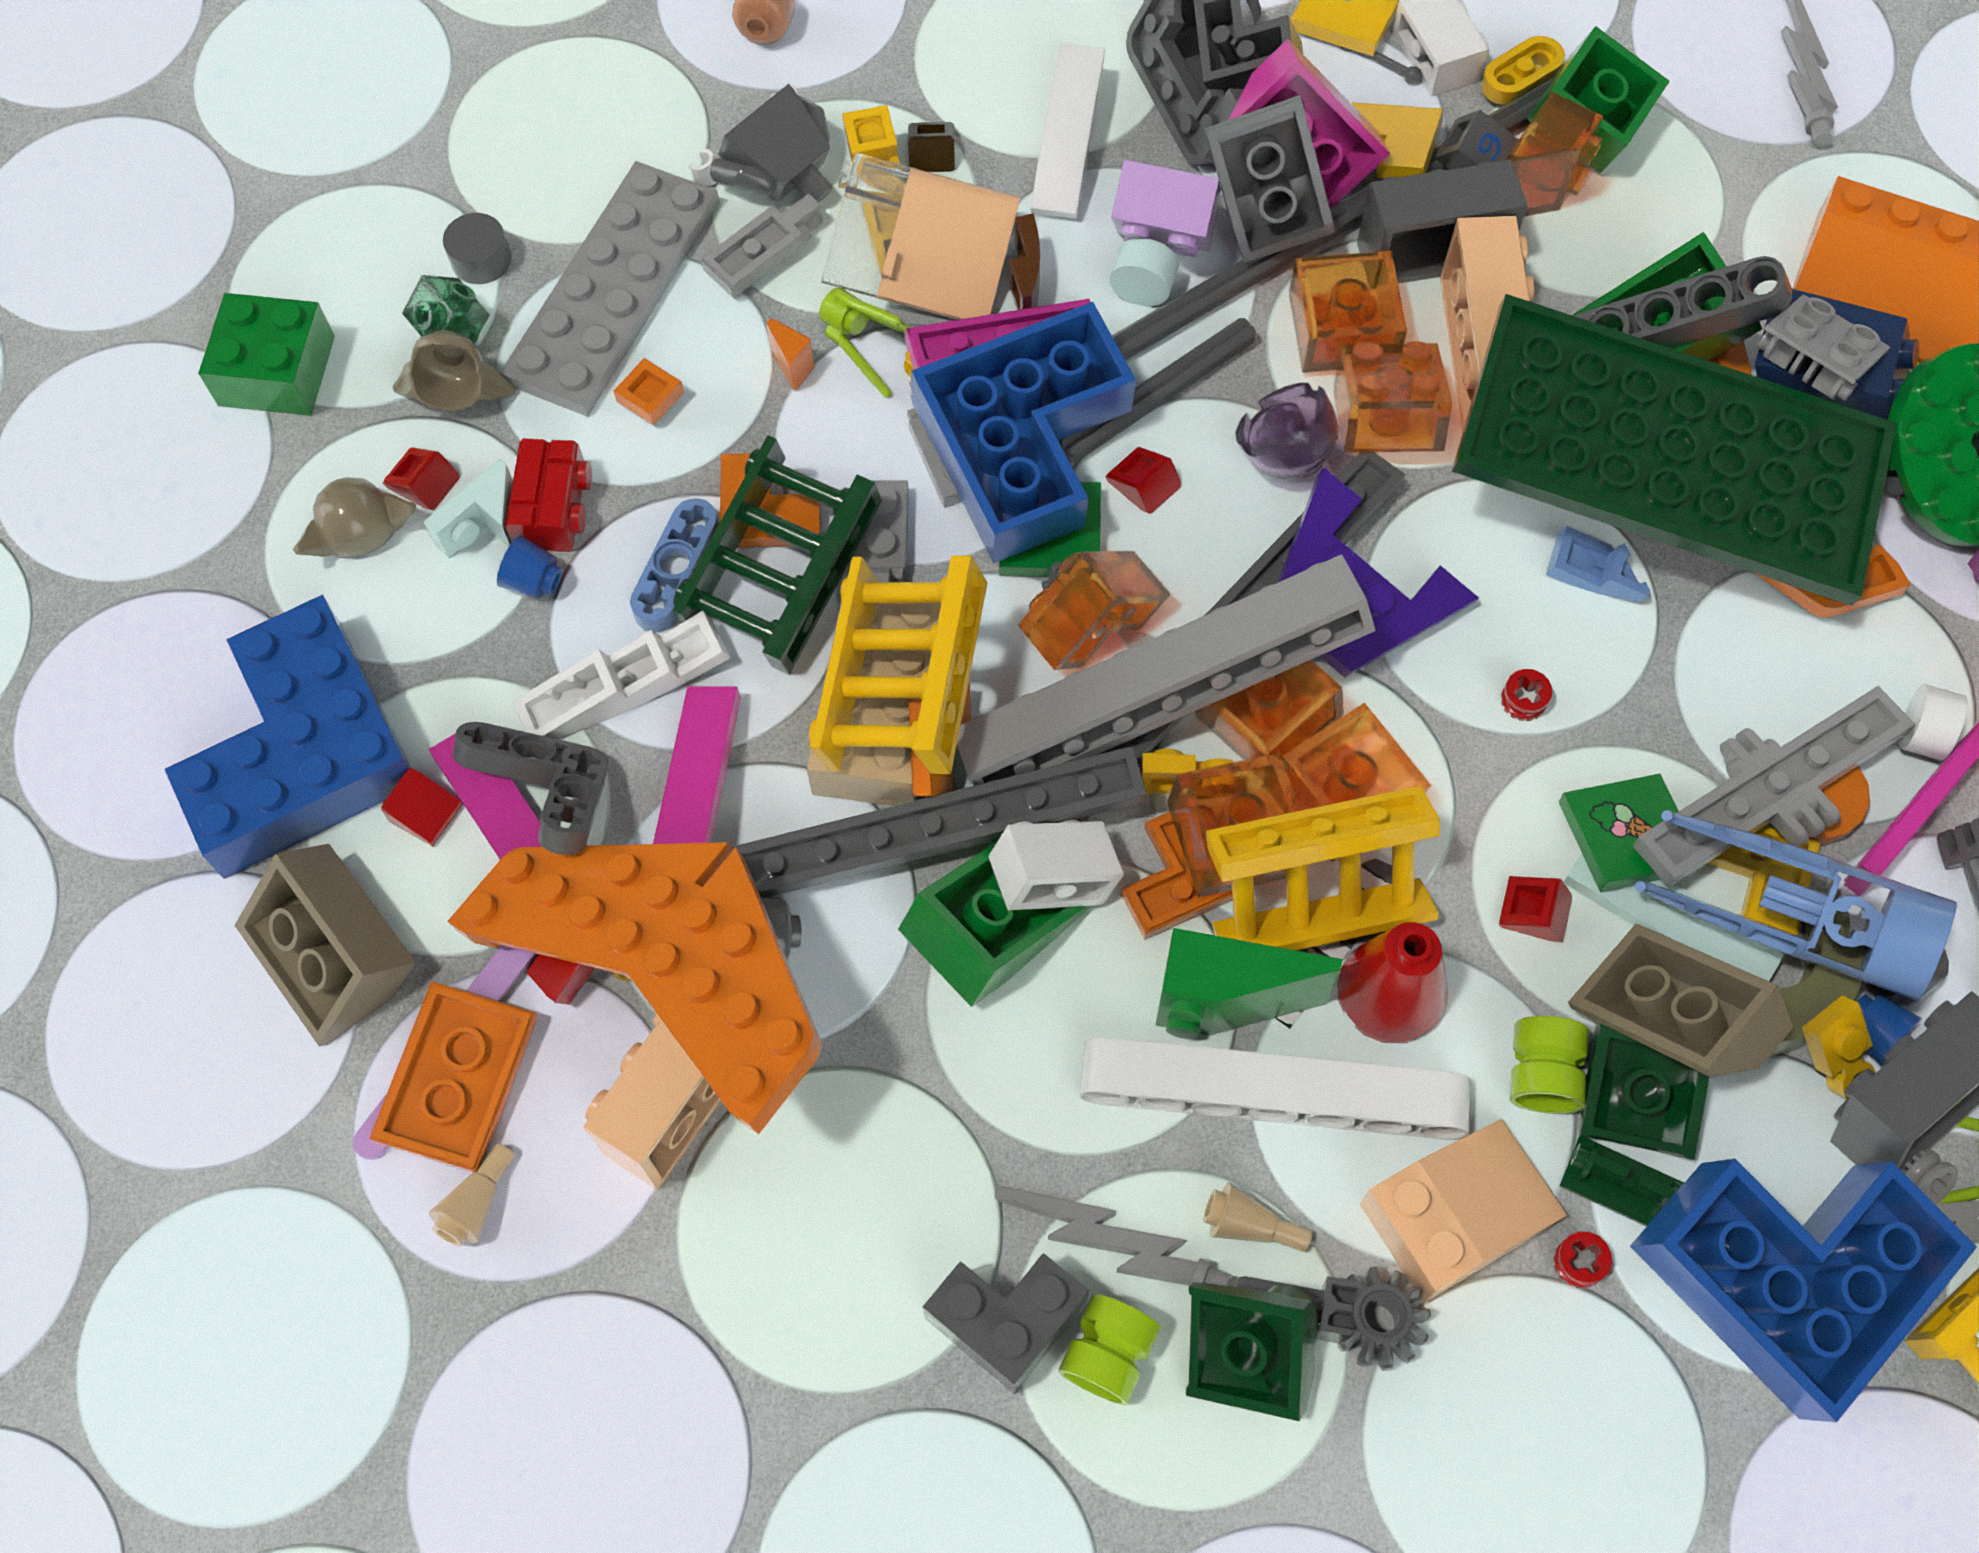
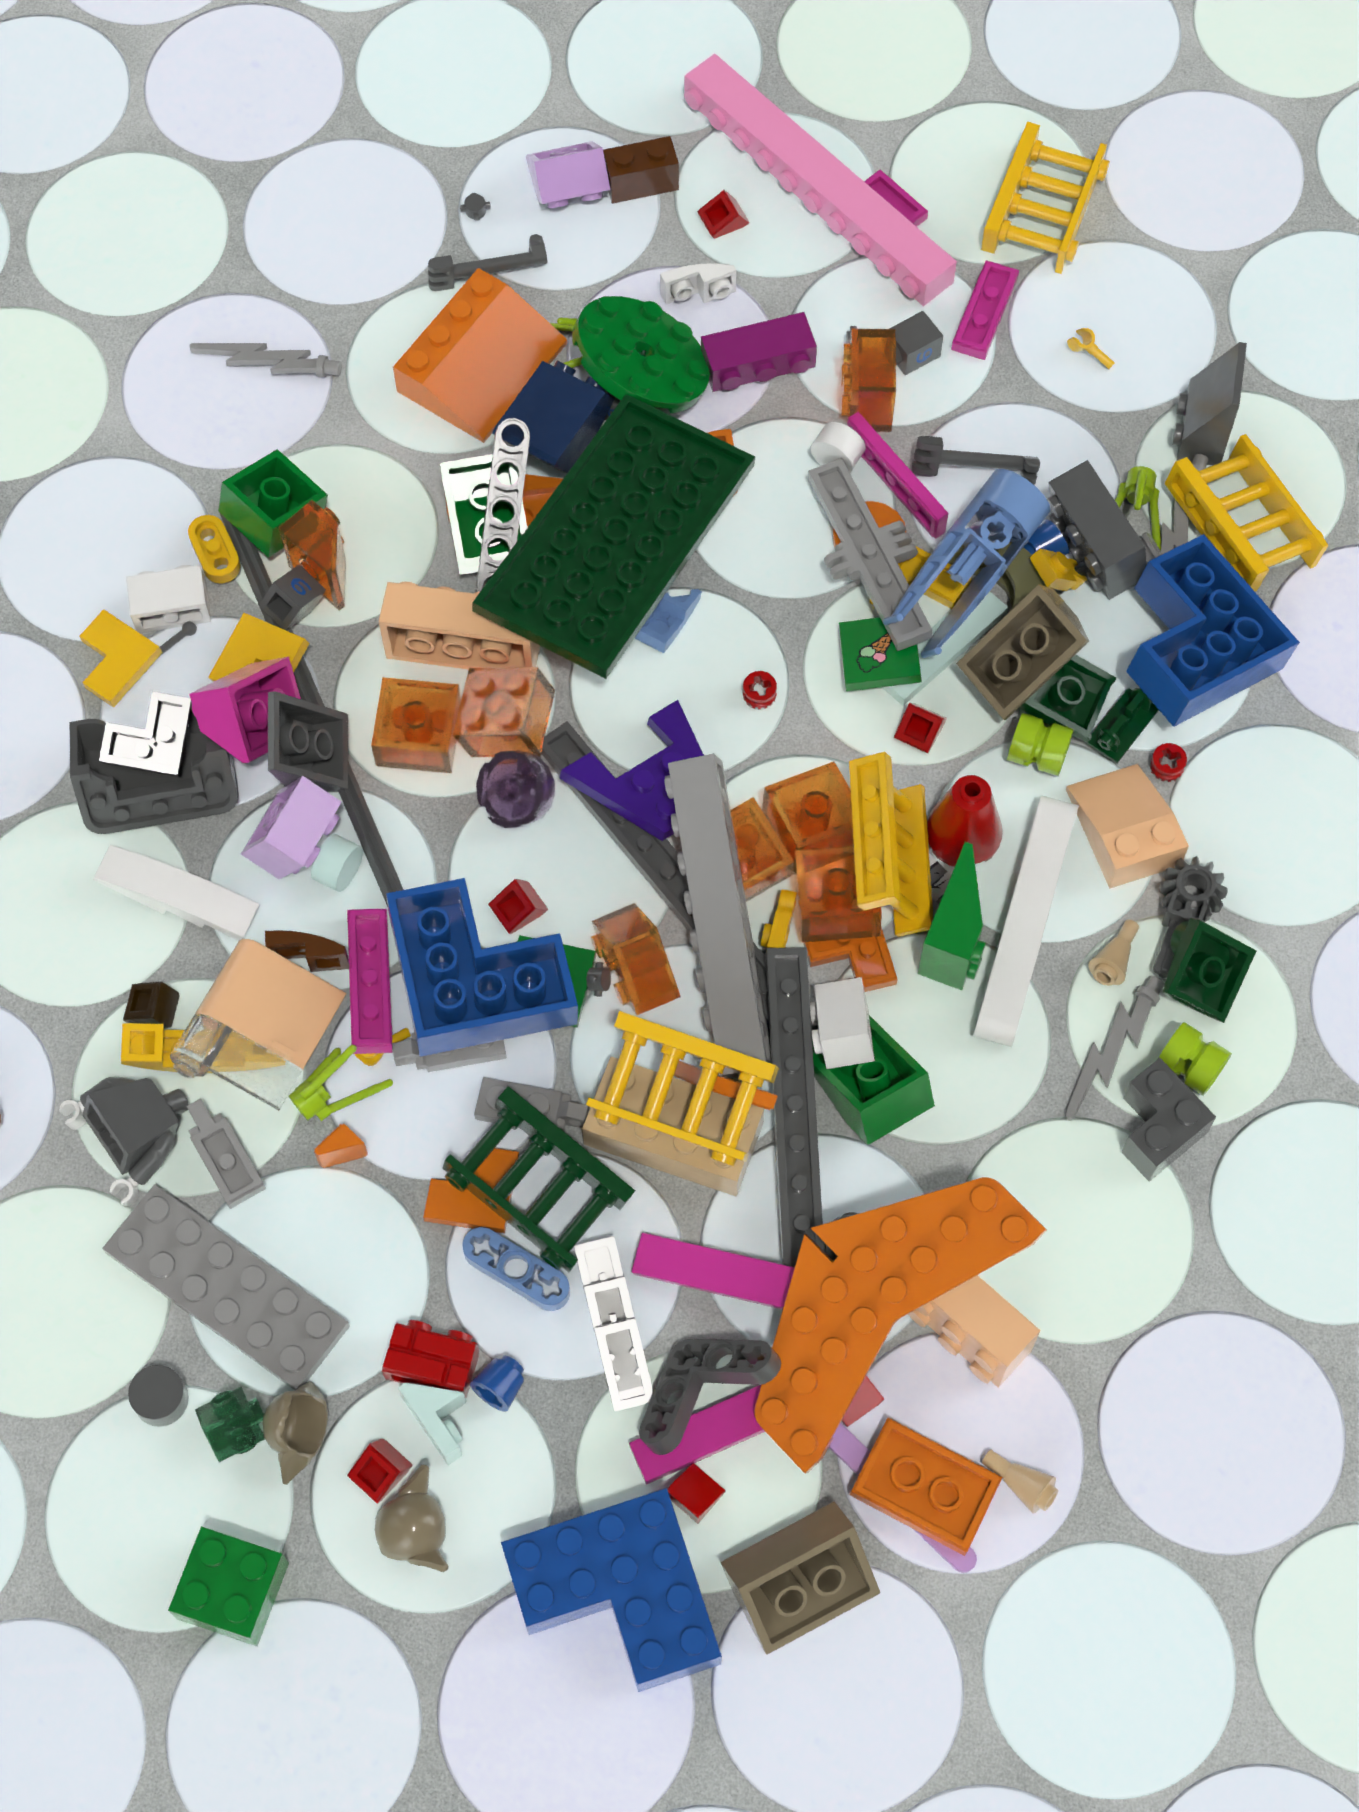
camera: 80 degrees left, 0 degrees up
(648, 391) = (347, 1267): orange plate -> none
(1165, 386) = (427, 847): dark grey axle -> none
(1419, 213) = (355, 640): dark grey piece -> none
(1828, 339) = (559, 413): light grey hinge -> none

